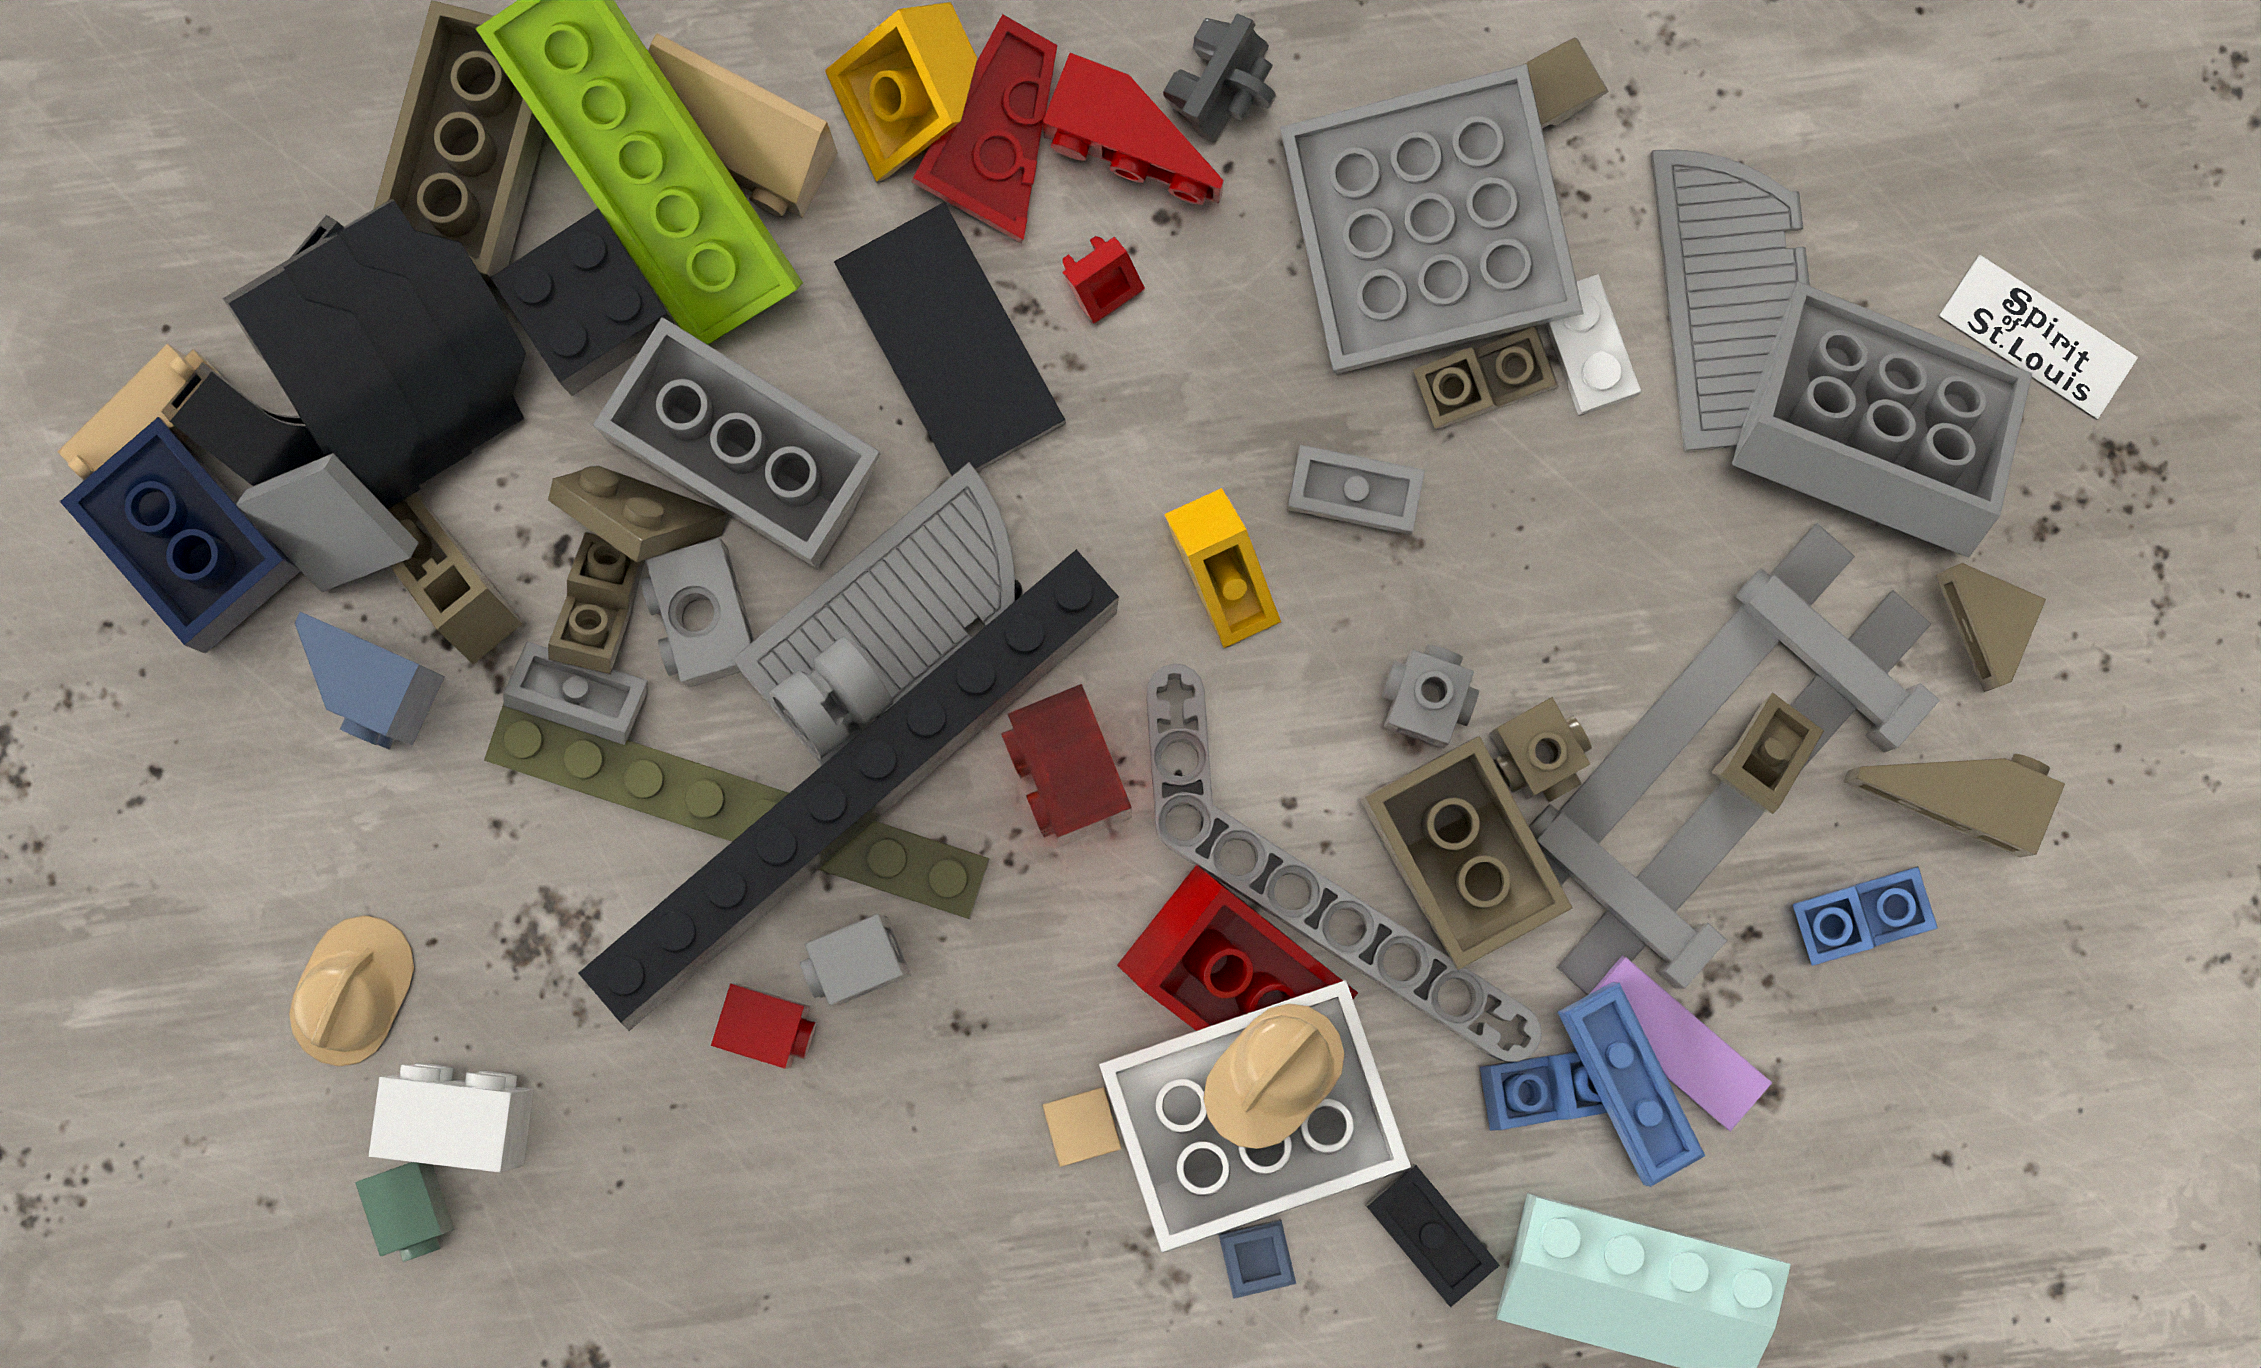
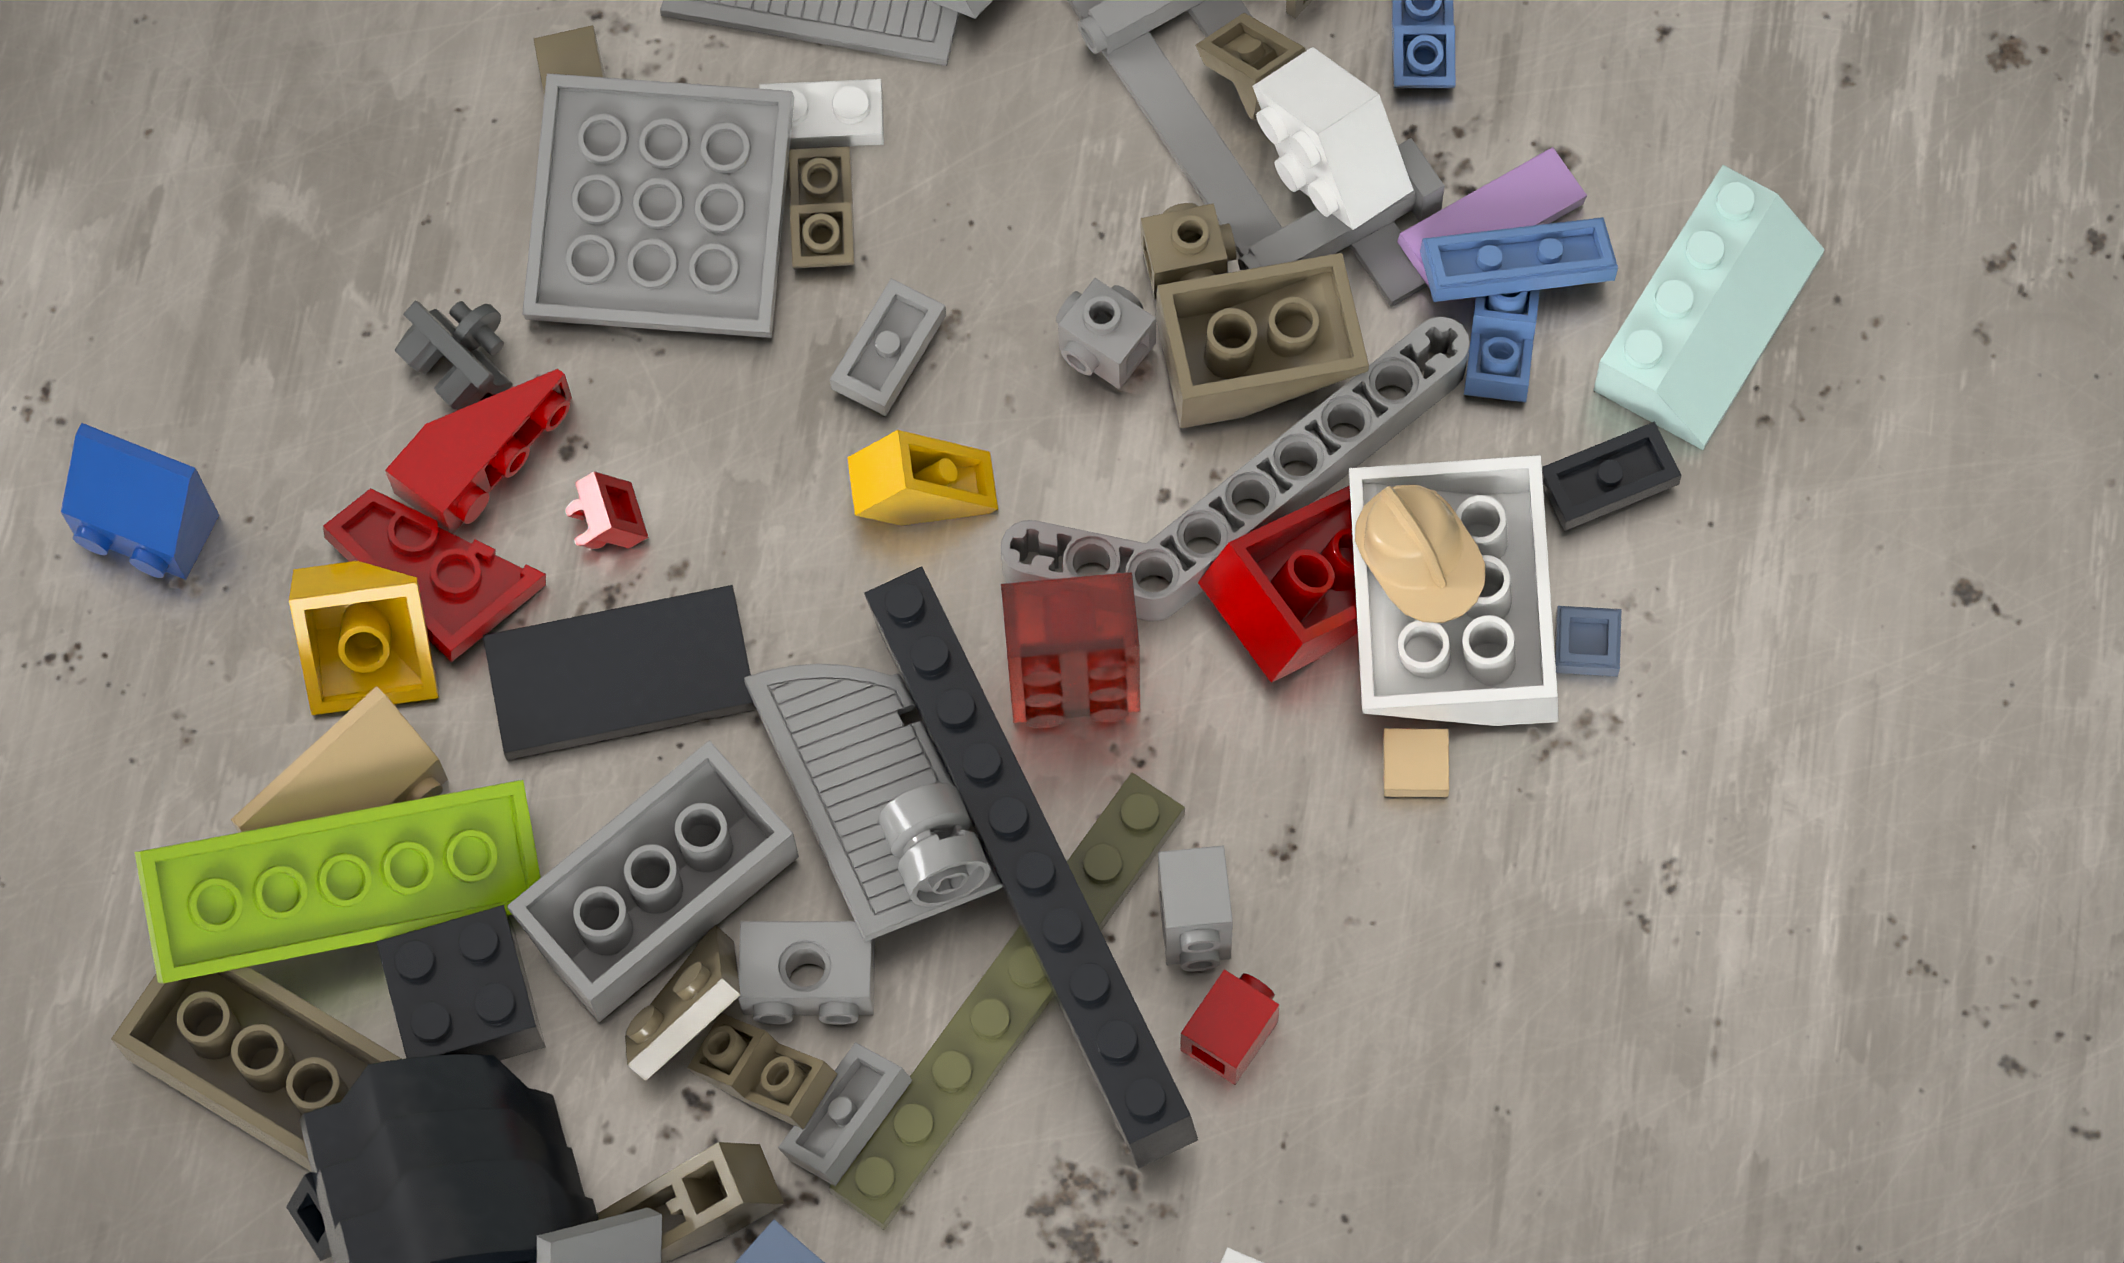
camera: 70 degrees left, 15 degrees down
(1688, 862) = (1331, 138): none -> white brick

